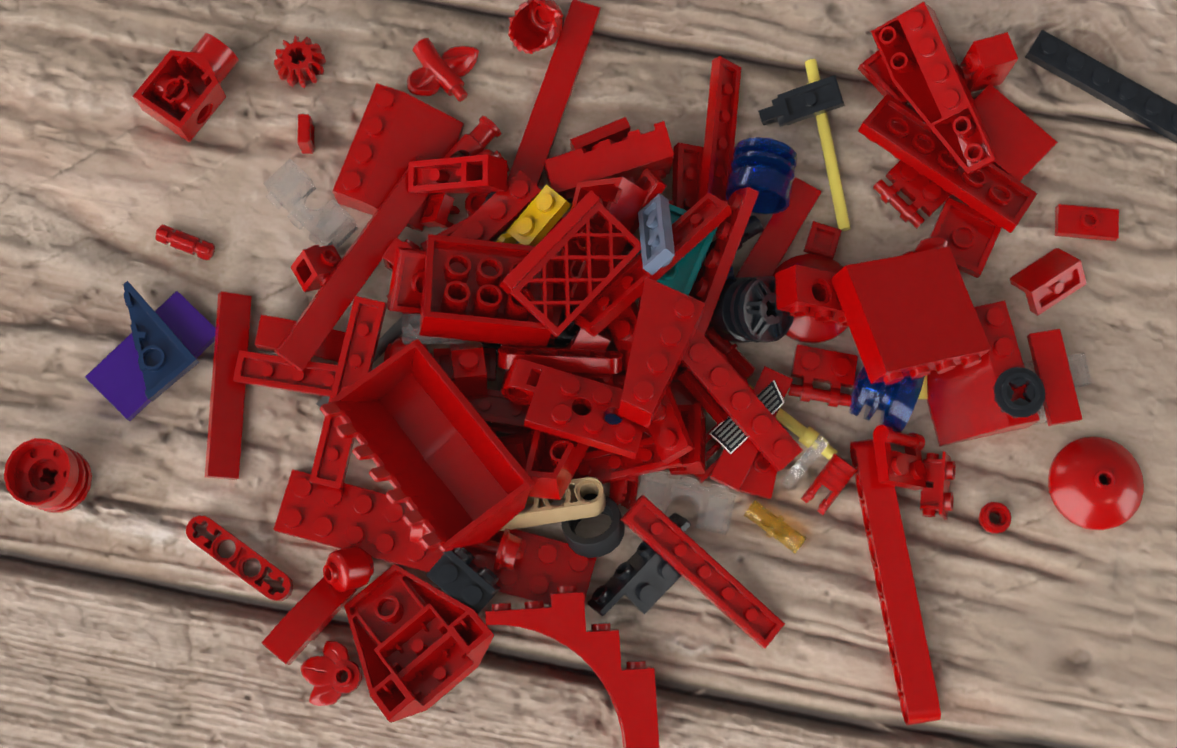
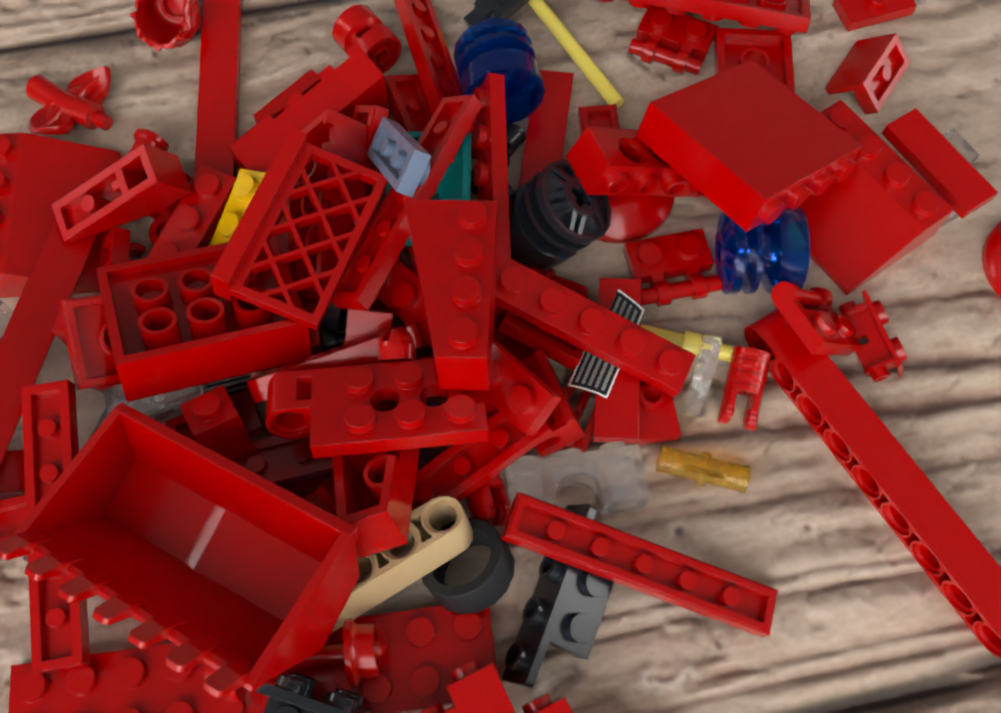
camera: 20 degrees left, 10 degrees down
(603, 370) = (396, 346): none -> red hinge
(676, 100) = (363, 27): none -> red wheel
(1003, 514) = (966, 341): red plate -> none
(1033, 393) = (933, 178): black gear -> none

